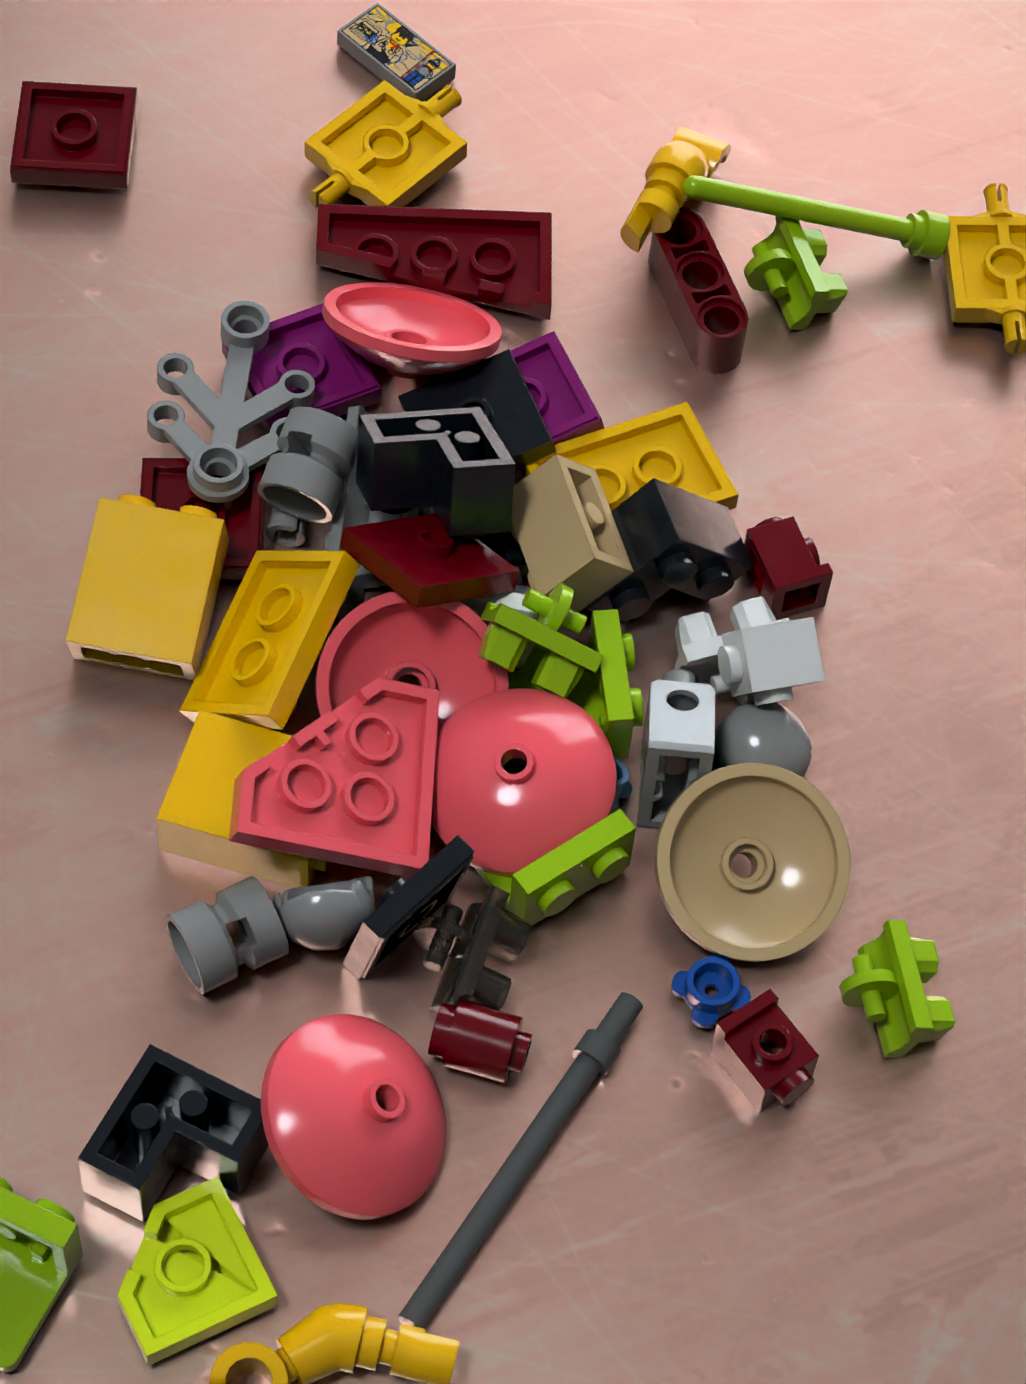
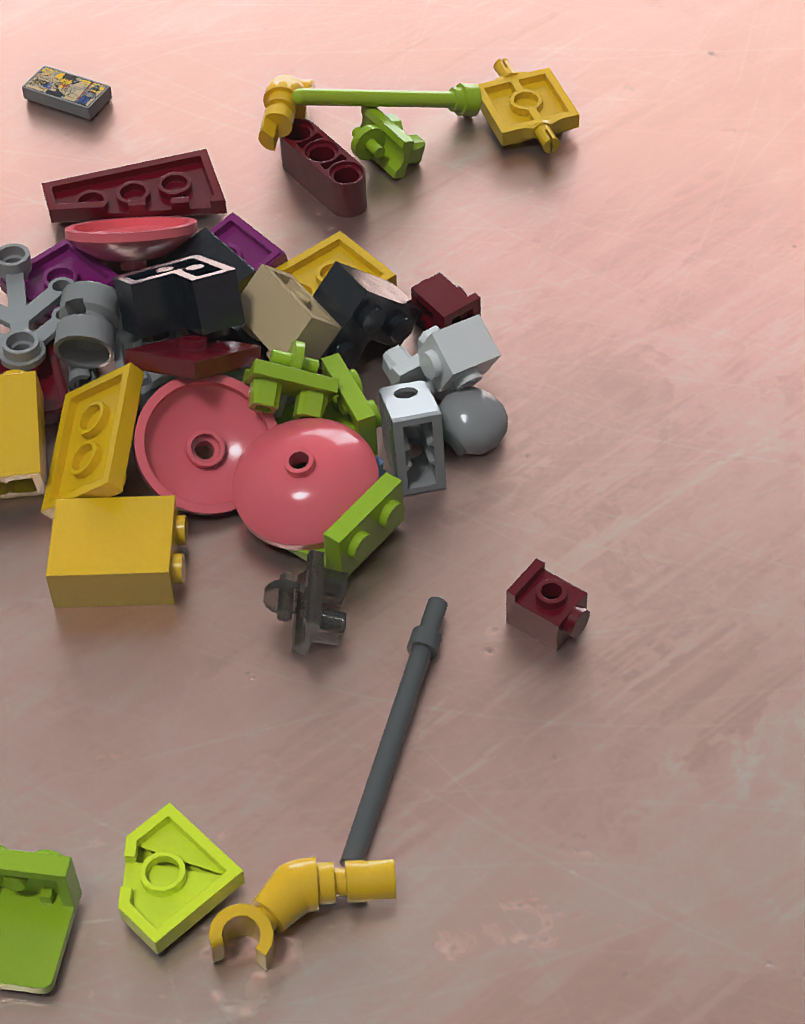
camera: 10 degrees left, 10 degrees down
(170, 1119) = (121, 771): black brick -> none
(206, 945) = (117, 645): light grey wheel -> none
(327, 913) = (193, 606): light grey hair -> none
(331, 1130) = (259, 730): coral dish -> none
(349, 784) = (182, 512): coral plate -> none
(386, 147) = (78, 142): yellow plate -> none
(405, 905) = (245, 587): black plate -> none
(480, 1040) = (336, 657): dark red brick -> none
(716, 973) = (490, 579): blue plate -> none
(794, 854) = (508, 464): tan dish -> none
(892, 992) = (621, 536): lime hips -> none

